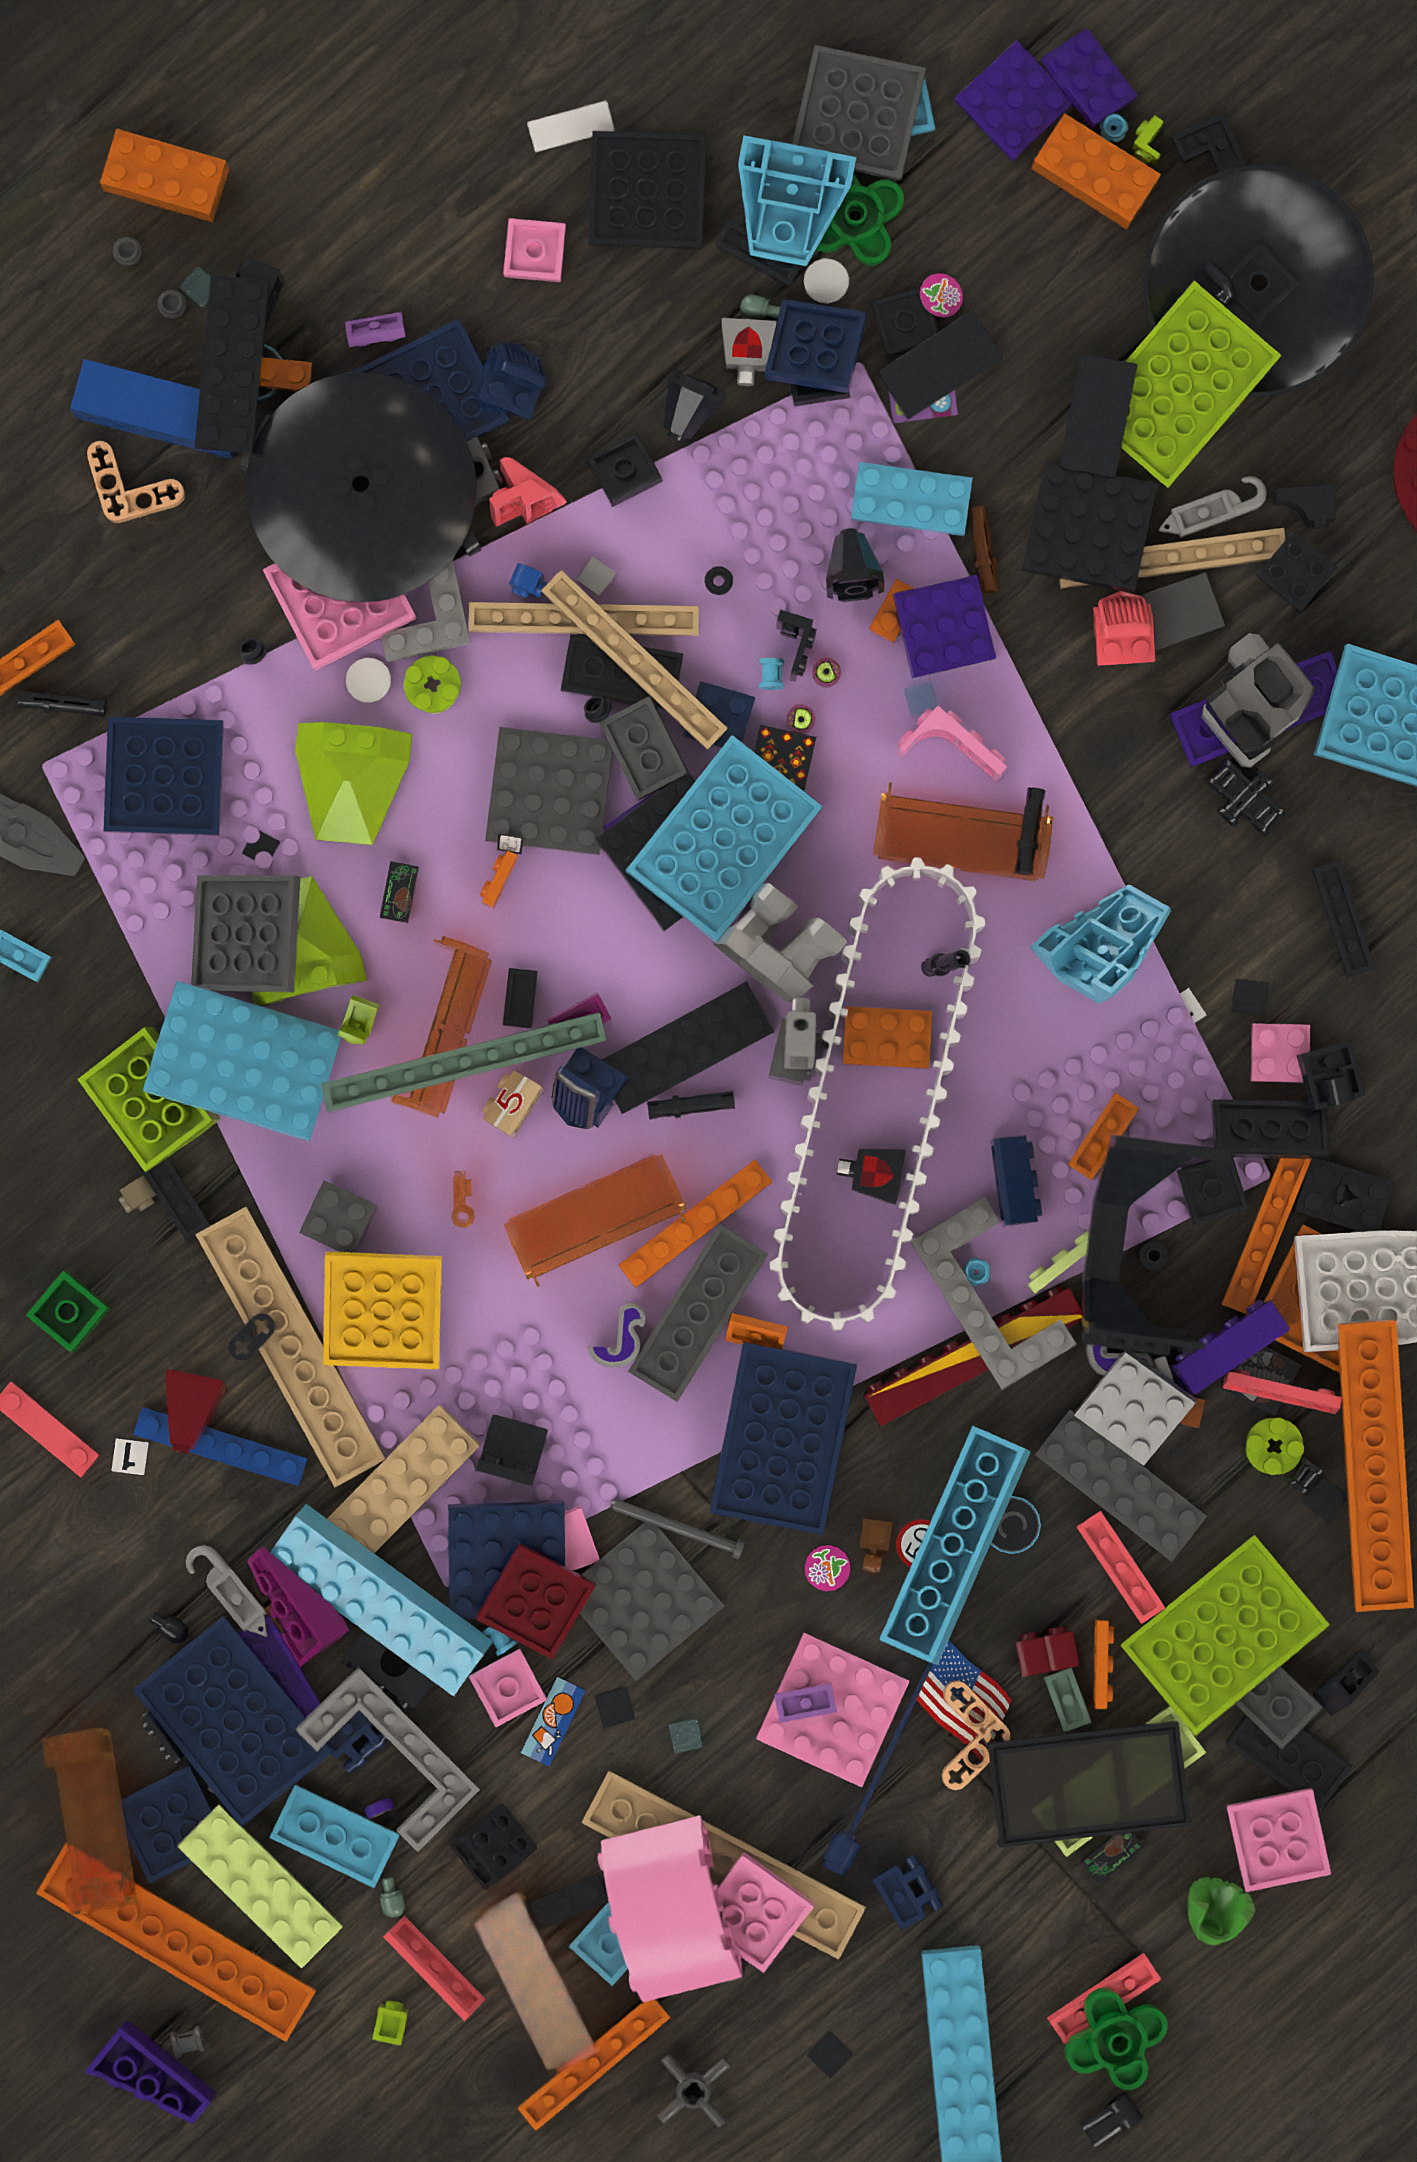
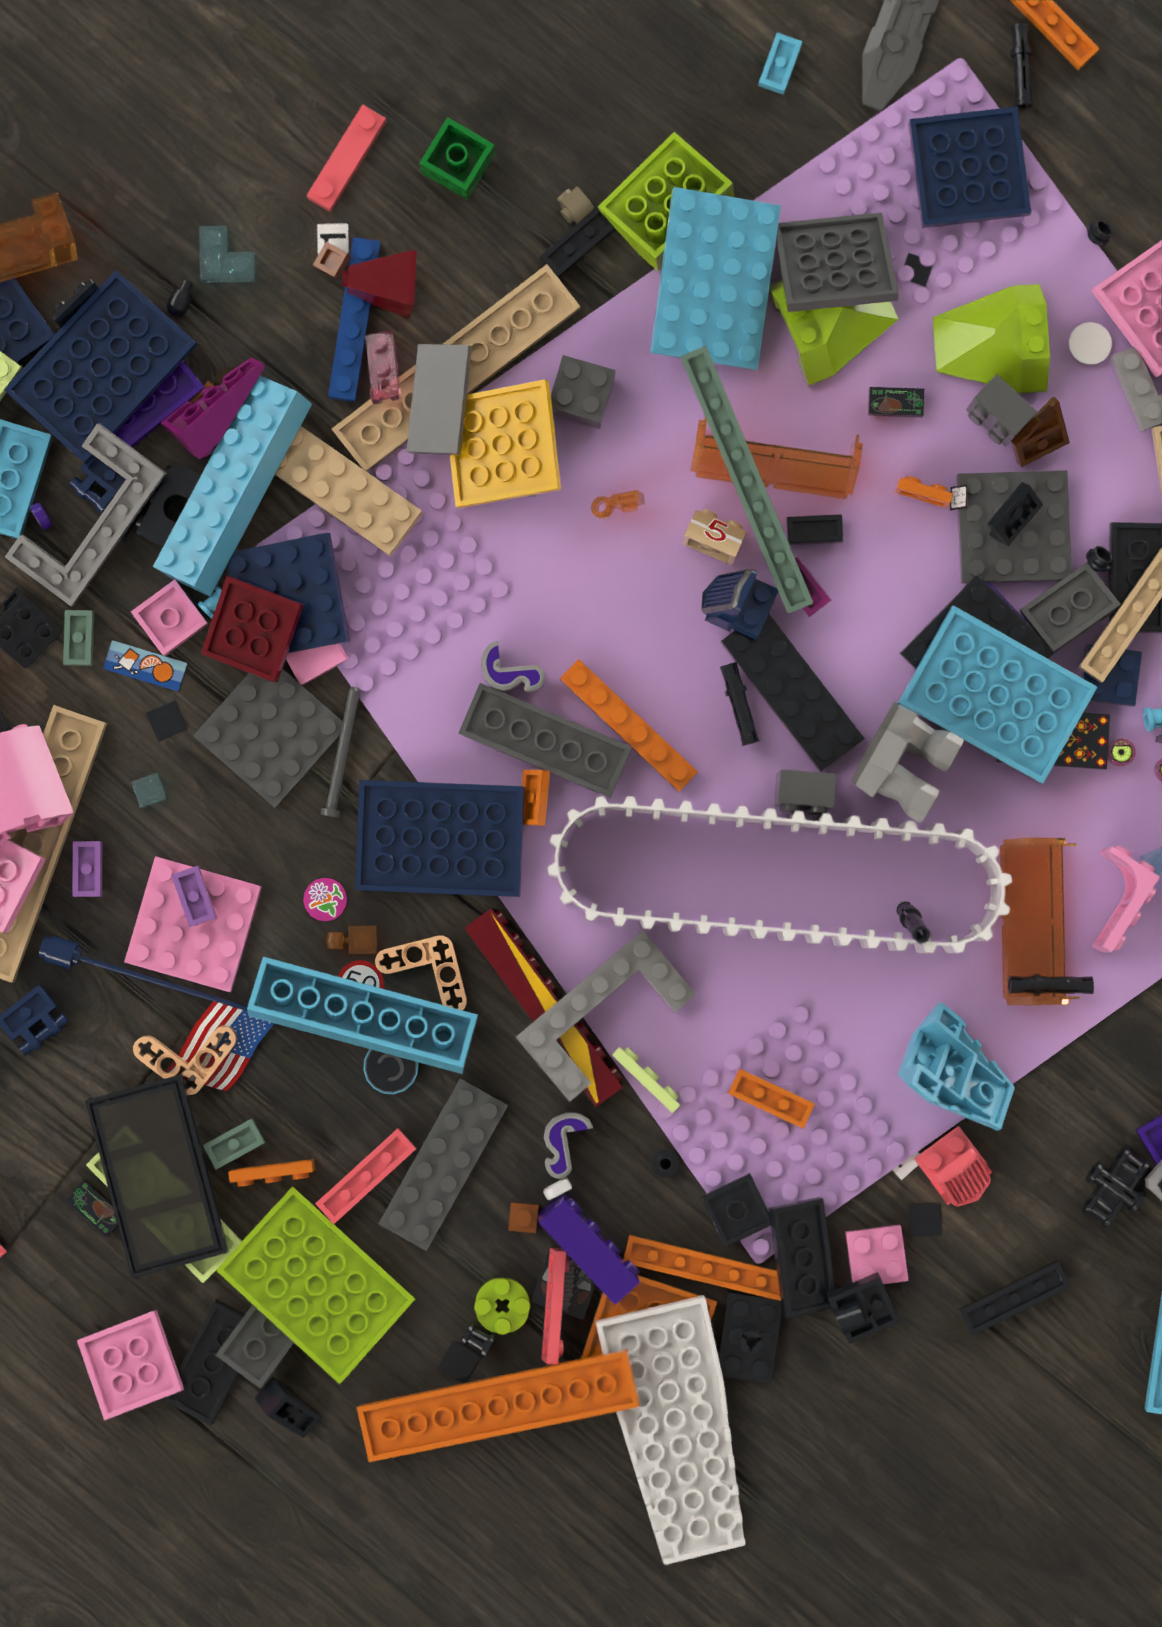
camera: 80 degrees right, 0 degrees up
(138, 1581) = (218, 263): none -> clear light blue plate
(155, 1460) = (332, 260): none -> plate
(230, 1591) = (220, 348): light grey plate -> none
(257, 1342) = (462, 324): black beam -> none
(277, 1423) = (383, 366): none -> clear pink plate
(323, 1369) = (439, 399): none -> tile
(358, 1020) = (770, 382): lime bracket -> none
(429, 787) = (1000, 411): none -> dark grey brick
(446, 692) = (1102, 387): lime plate -> none
(459, 748) = (1041, 434): none -> reddish brown wing
(512, 1450) = (389, 586): black bracket -> none
(514, 1786) = (78, 638): none -> sand green plate
(541, 791) = (1014, 514): none -> black bracket
(594, 1216) = (620, 629): clear orange piece -> none
(758, 1812) = (87, 869): none -> medium lavender plate
(800, 1044) = (814, 793): light grey torso -> none
(875, 1173) = (702, 886): black torso -> none
(887, 1037) = (832, 879): orange plate -> none
(904, 1468) = (428, 957): none -> light nougat beam
(982, 1266) = (629, 1002): medium azure plate -> none
(1015, 1180) = (716, 1021): dark blue slope -> none
(1046, 1652) = (275, 1117): dark red brick -> none
(1108, 1312) = (605, 1127): black panel -> none
(1135, 1406) = (519, 1167): light grey plate -> none
(1203, 958) = (955, 1169): none -> coral piece
(1218, 1910) = (55, 1317): bright green hair -> none

